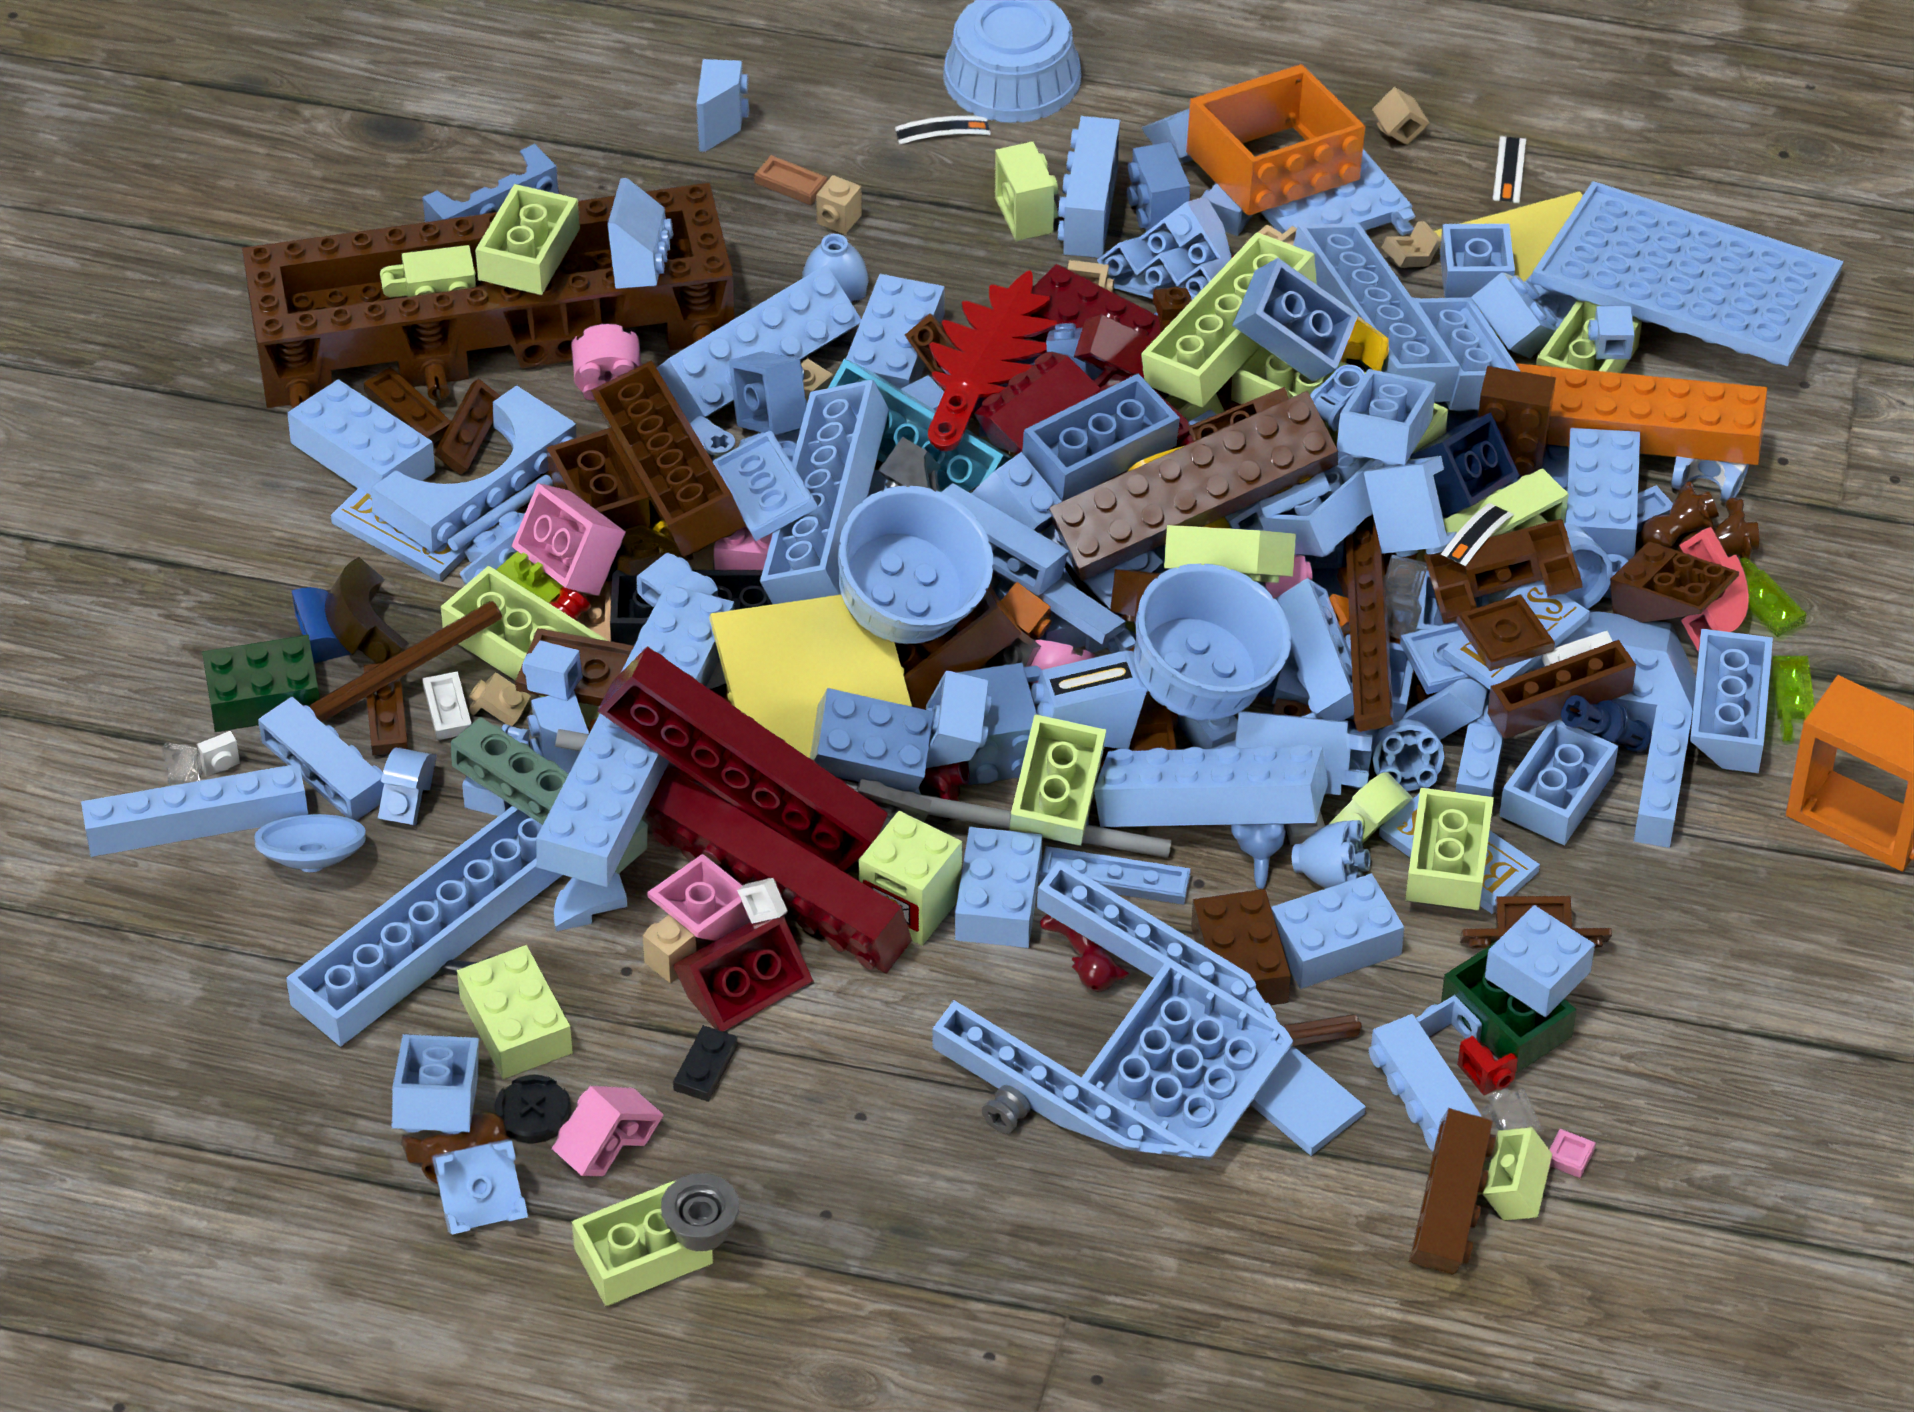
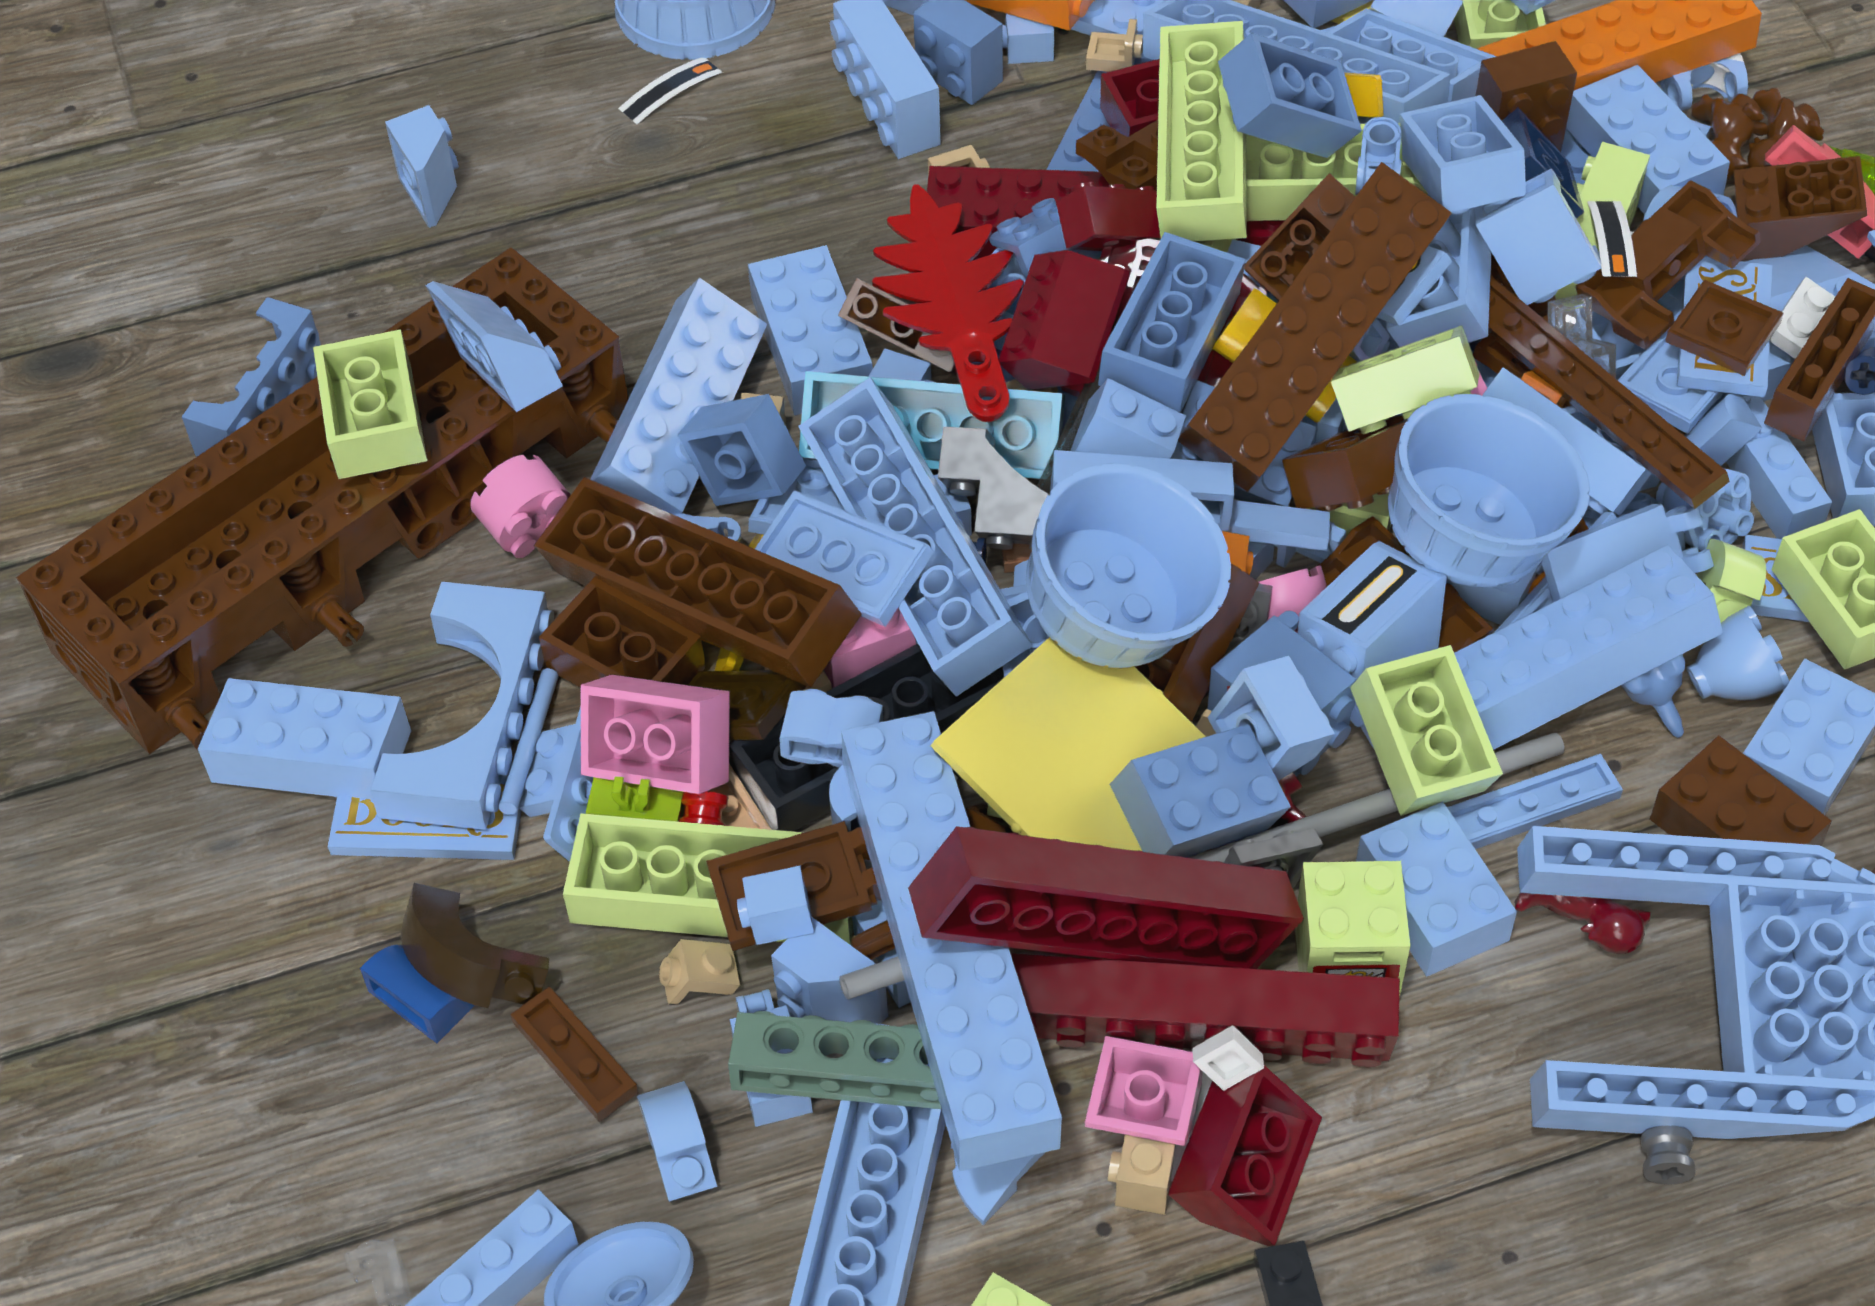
camera: 30 degrees left, 5 degrees up
(218, 753) = (416, 1228): white plate -> none
(257, 678) = (402, 1105): dark green brick -> none
(324, 759) = (565, 1164): light blue brick -> none
(406, 404) = (322, 666): reddish brown plate -> none
(406, 661) = (568, 987): reddish brown axle -> none
(429, 272) = (266, 499): yellowish green brick -> none
(446, 705) = (645, 1010): white plate -> none
(467, 427) = (415, 657): reddish brown plate -> none
(790, 179) = (555, 212): nougat tile -> none
(839, 204) = (634, 213): tan brick -> none
(843, 262) = (678, 271): light blue piece -> none
(1025, 190) = (822, 108): yellowish green brick -> none
(1176, 252) = (1029, 107): light blue brick -> none

